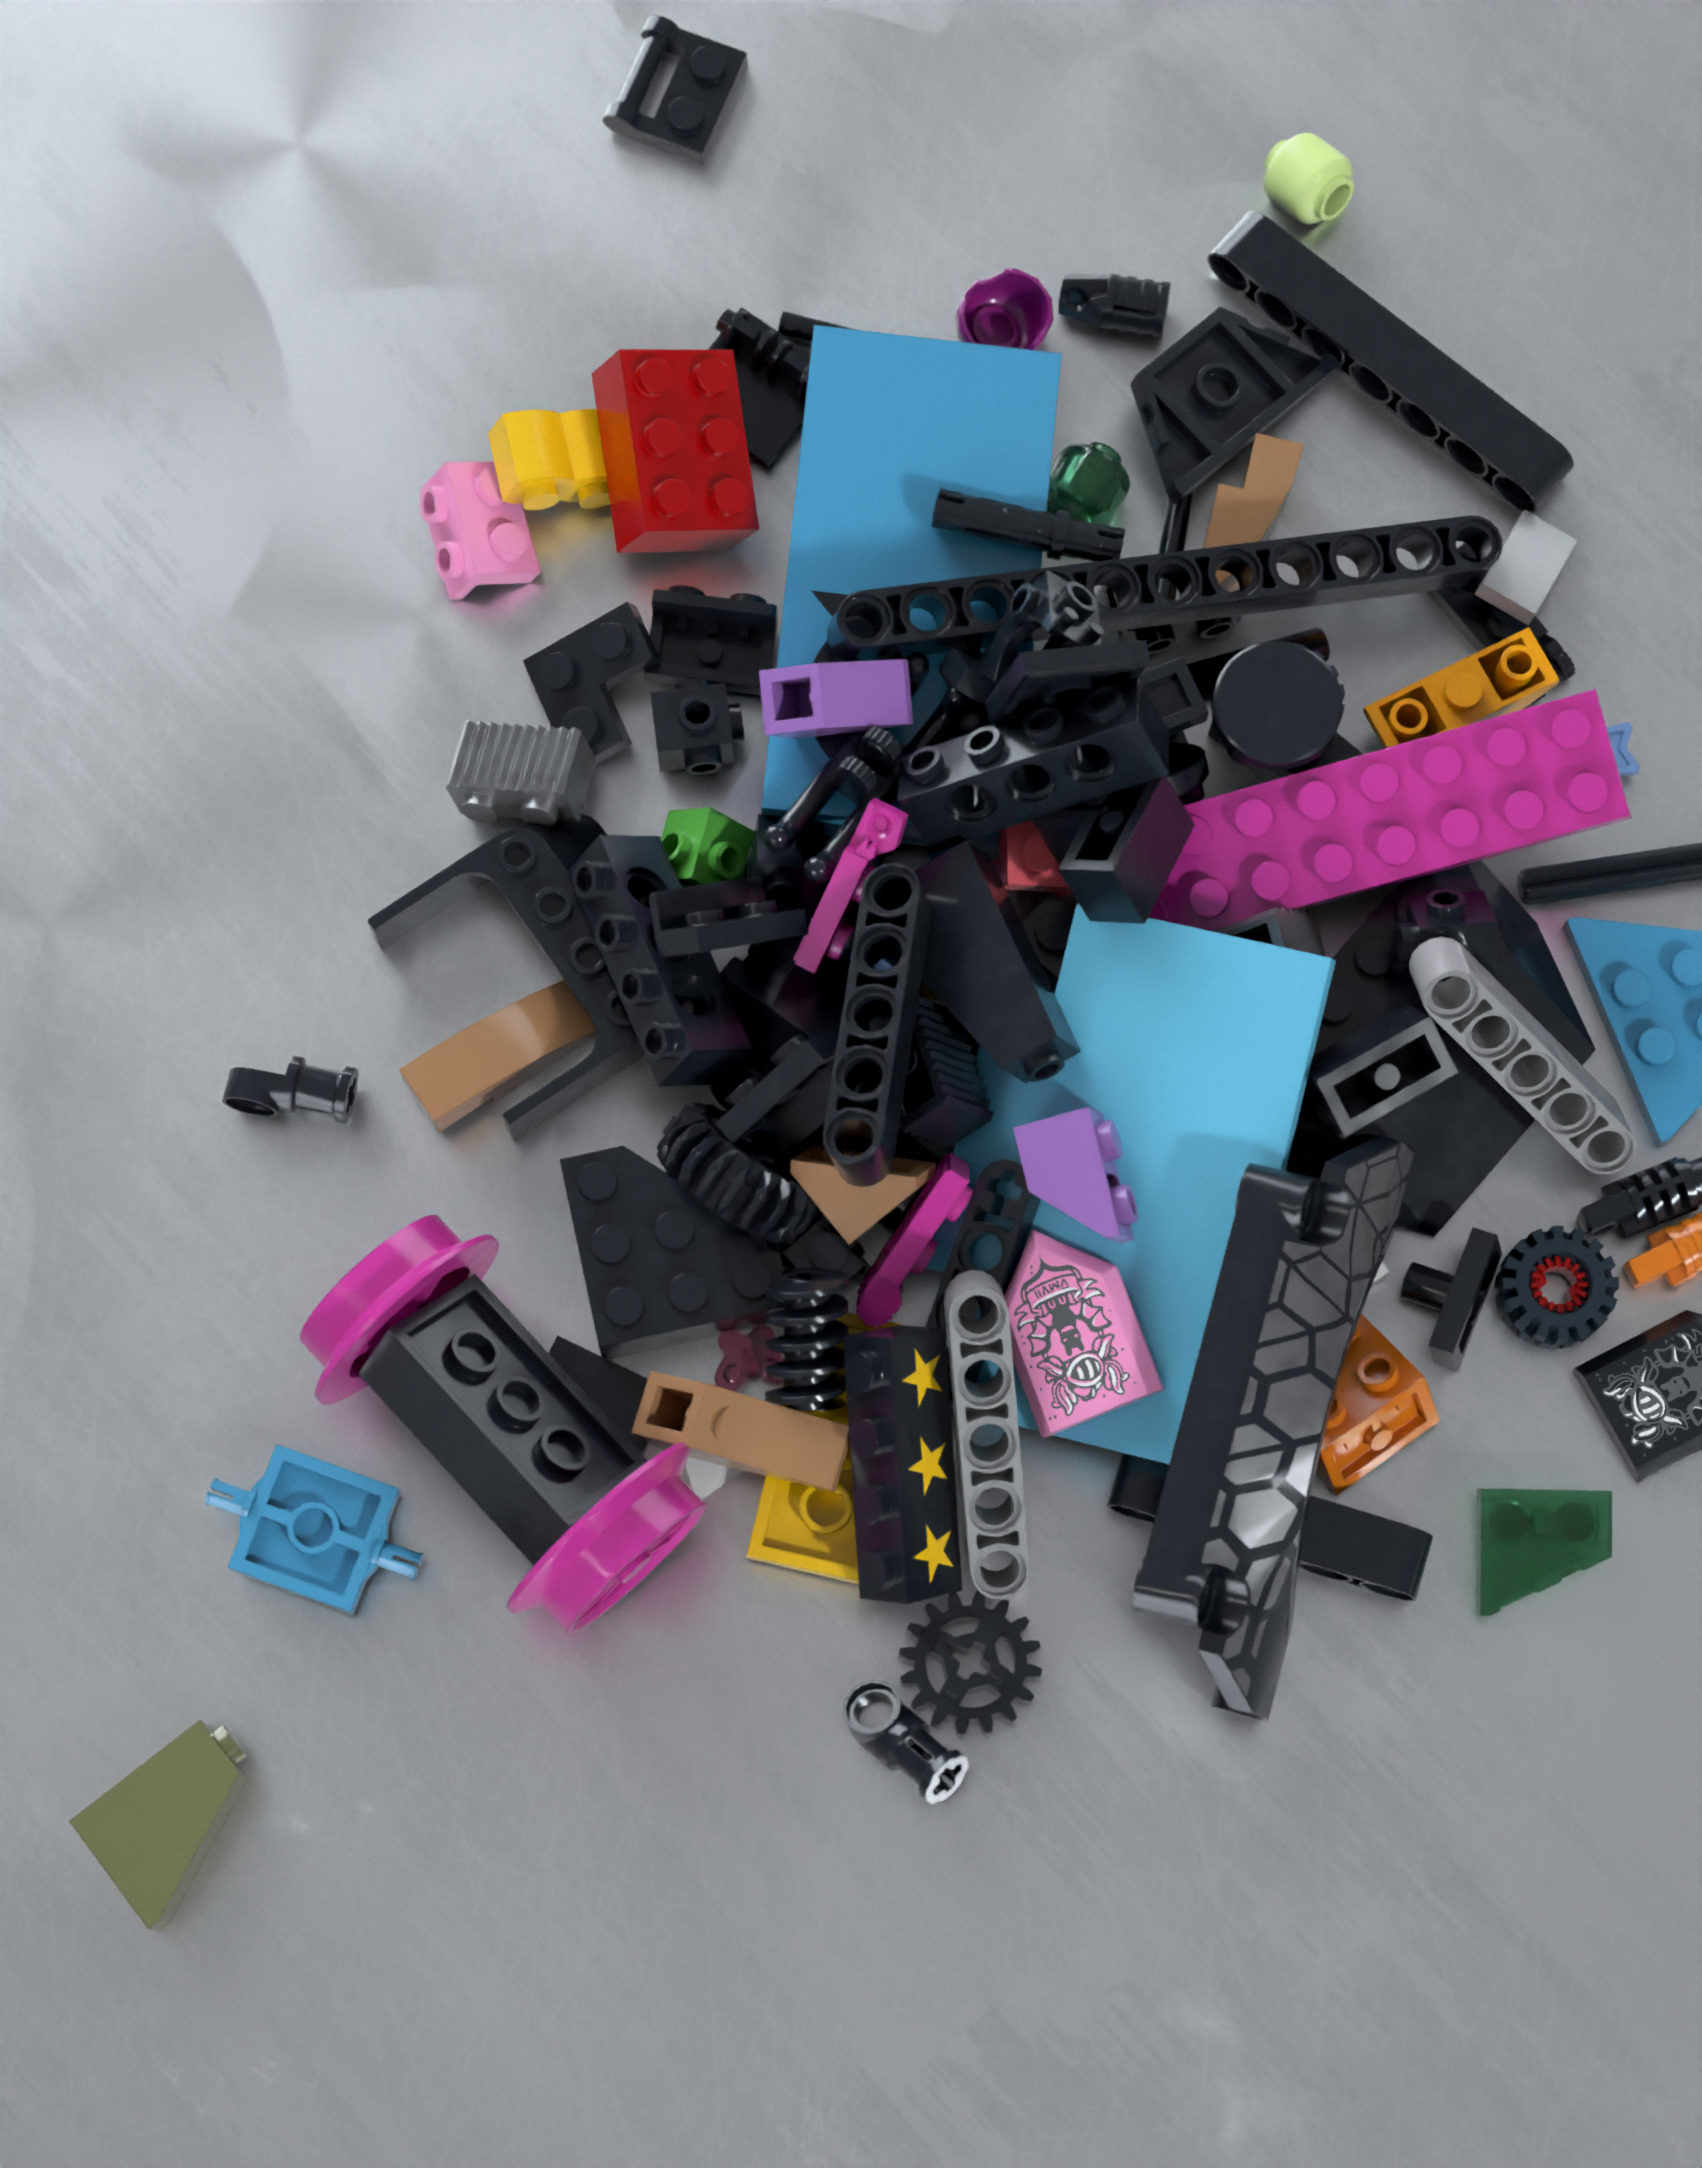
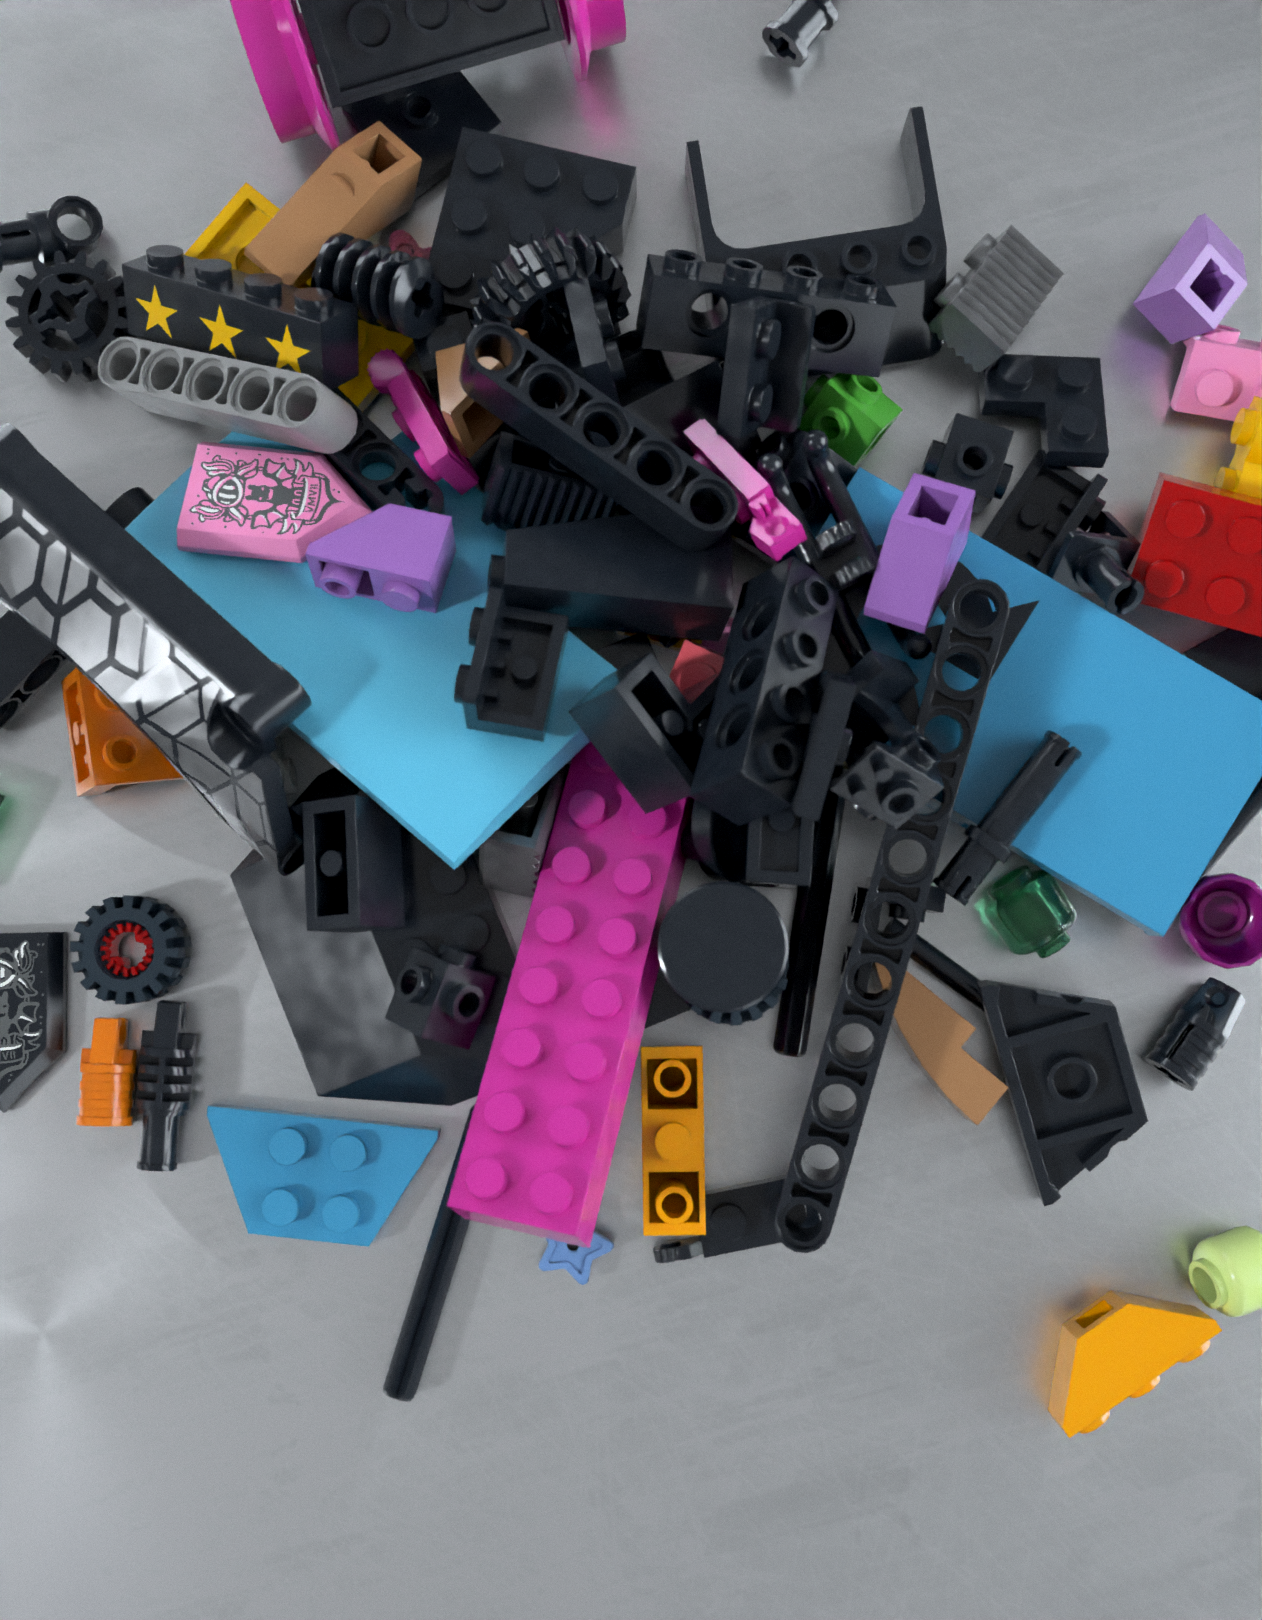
camera: 125 degrees right, 10 degrees up
(410, 601) = (1194, 283): none -> medium lavender slope
(497, 1054) = (757, 160): medium nougat slope -> none
(741, 560) = (1100, 564): none -> black bracket
(1127, 996) = (511, 668): none -> black bracket
(1391, 362) = (1025, 1252): black beam -> none
(1433, 245) = (1119, 1352): none -> light orange slope
(1456, 1296) = (166, 859): black tile -> none
(1526, 567) = (768, 1270): light grey slope -> none
(1581, 1120) = (314, 1005): light grey beam -> none

